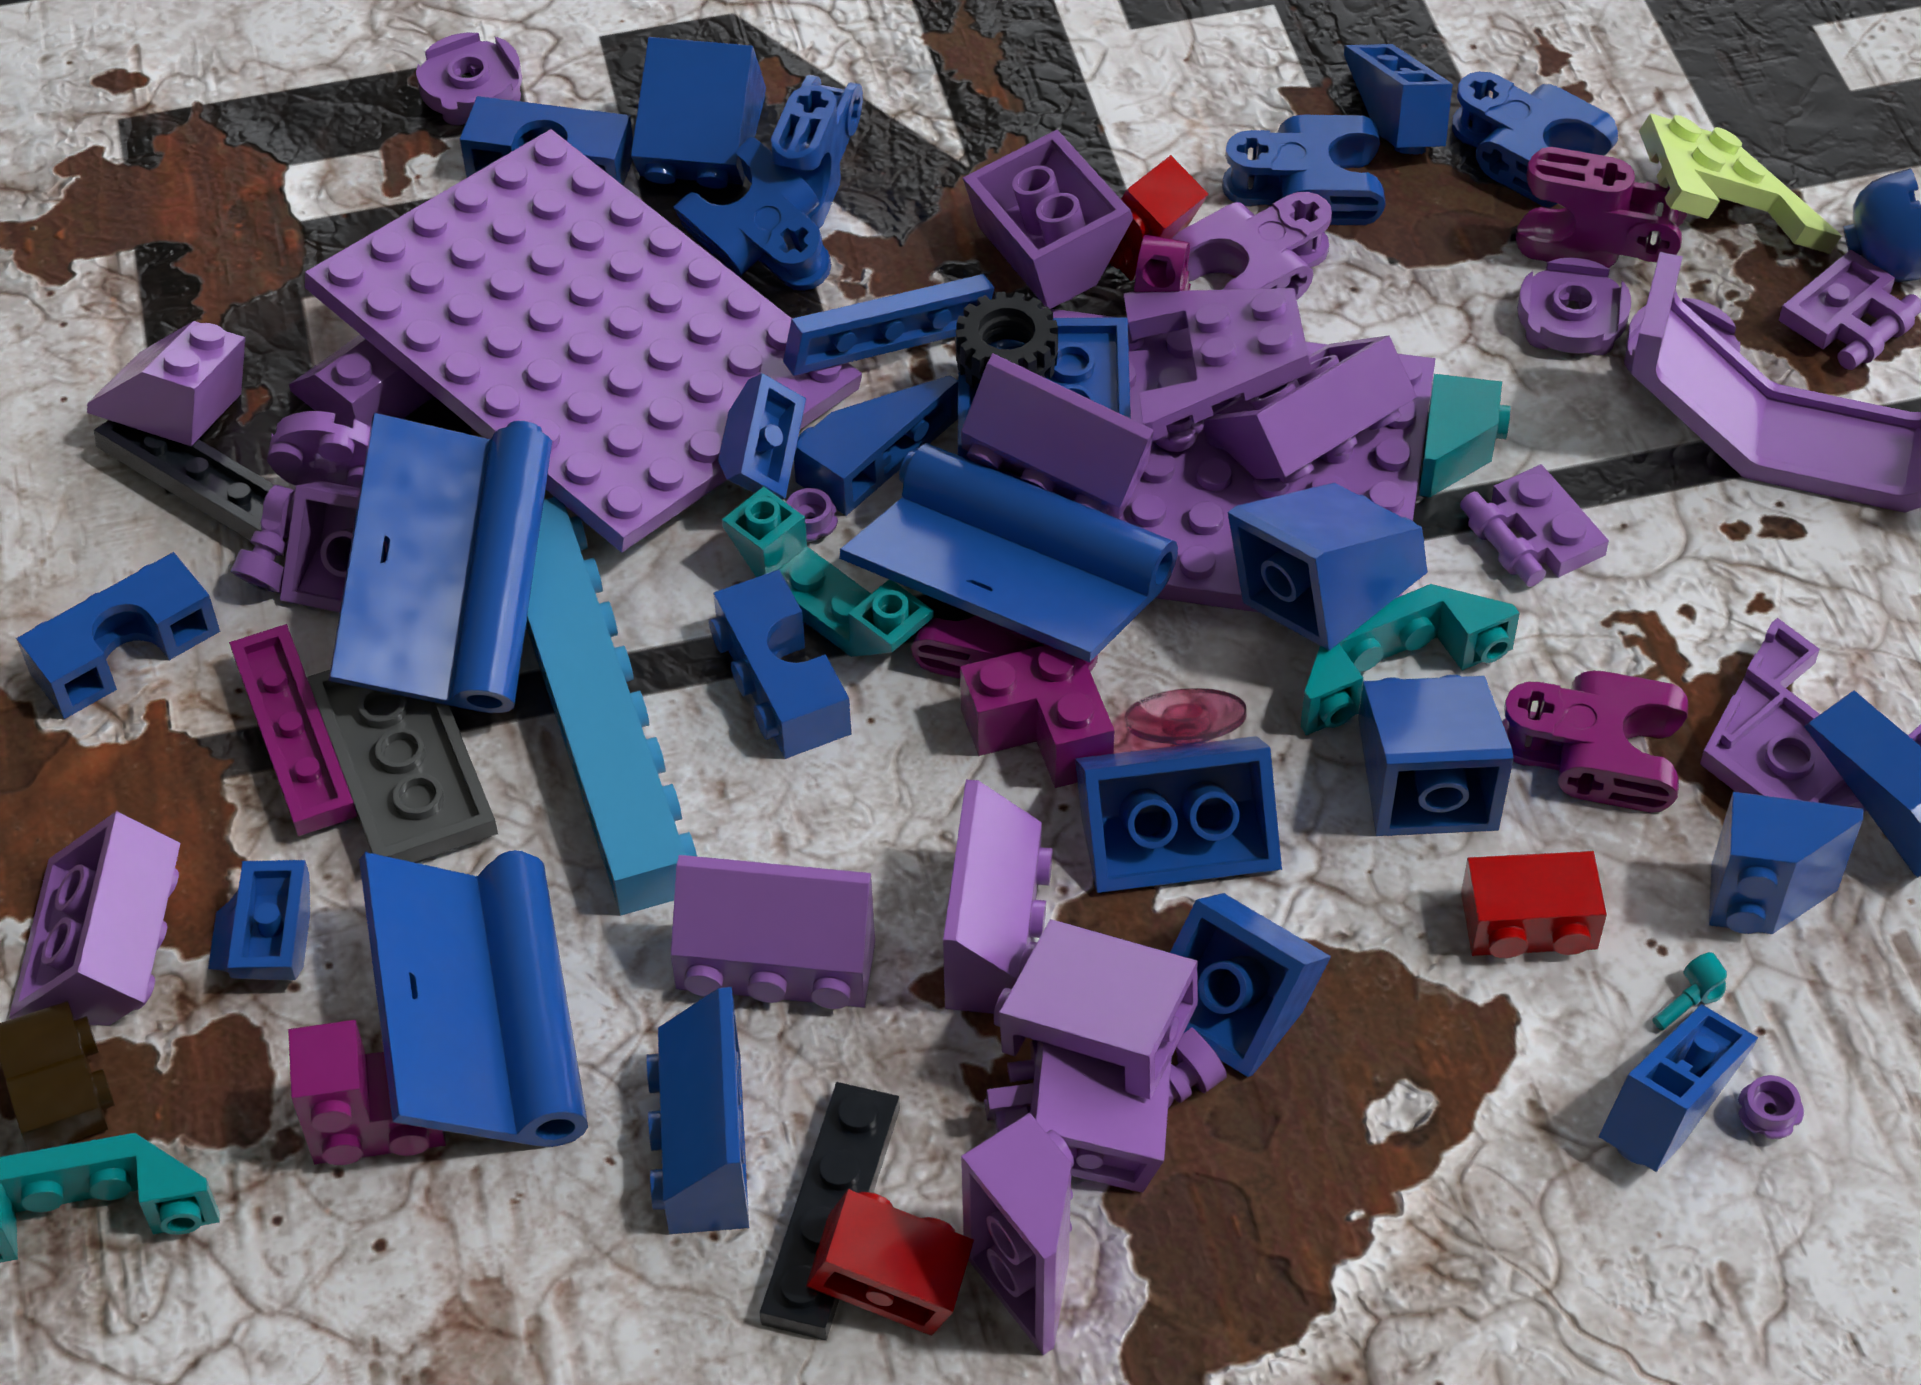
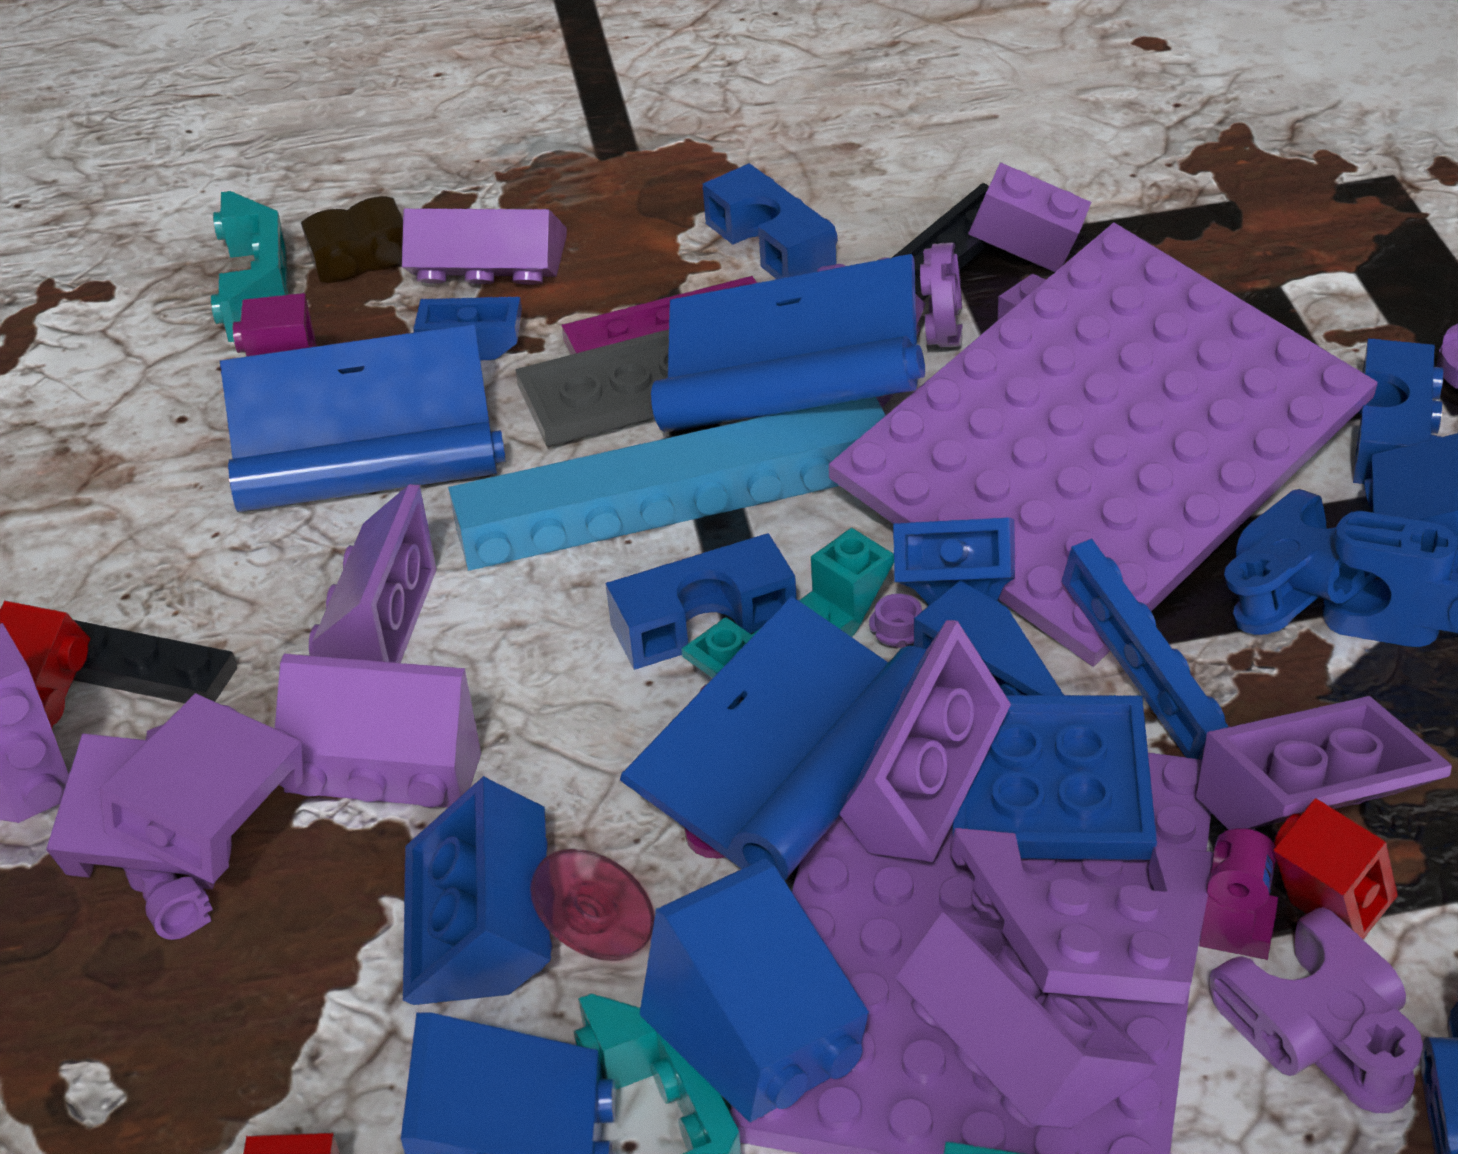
camera: 95 degrees right, 10 degrees down
(699, 1119) = (203, 564): blue slope -> none
(1001, 320) = (1080, 744): black tyre -> none
(1038, 699) = (590, 804): magenta brick -> none
(1248, 979) = (261, 940): blue slope -> none

